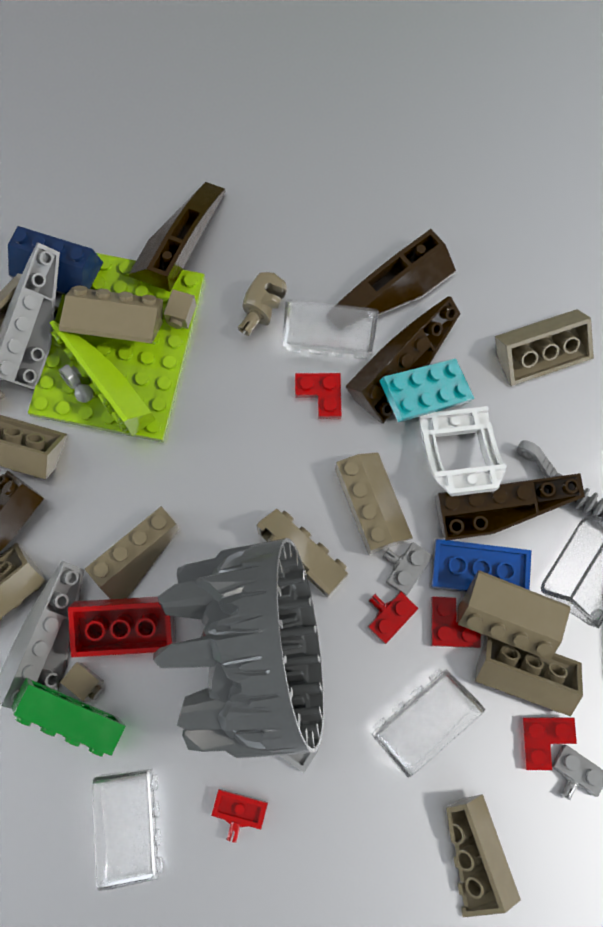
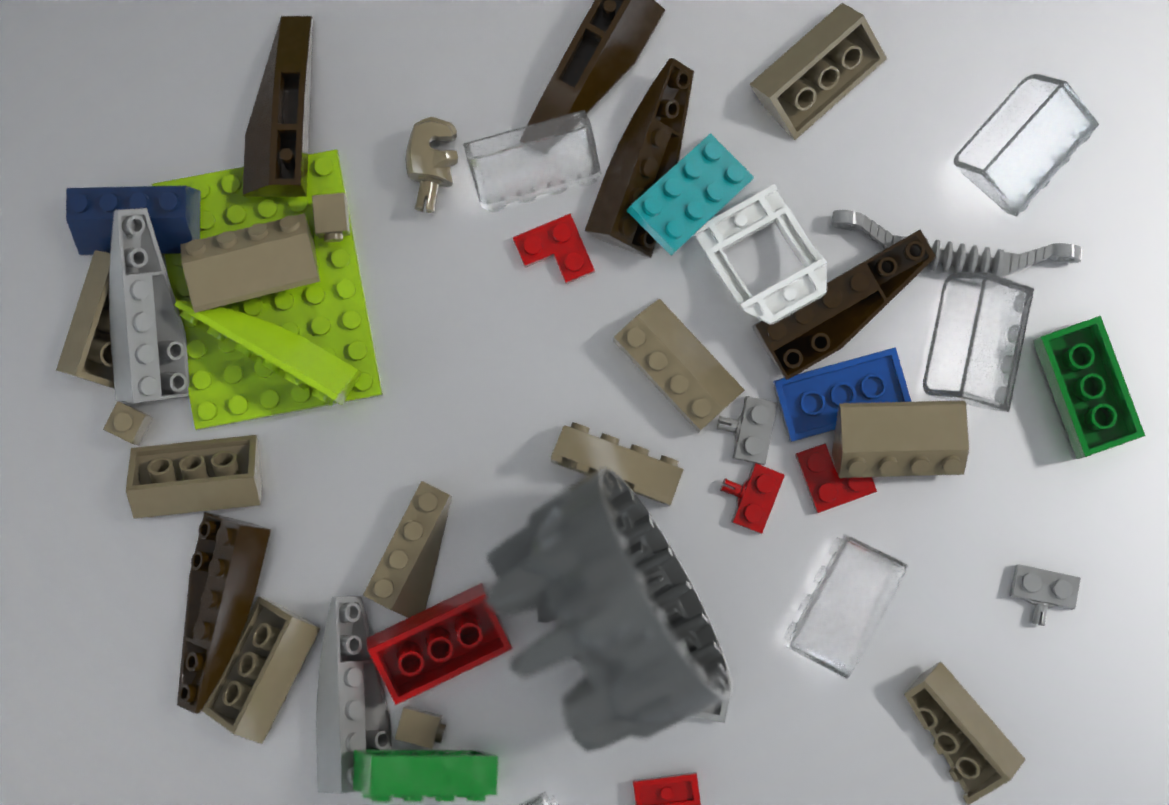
camera: 20 degrees left, 10 degrees up
(72, 376) = (233, 361): light grey plate -> none
(540, 734) = (983, 568): red plate -> none
(541, 681) = (949, 503): dark tan slope -> none

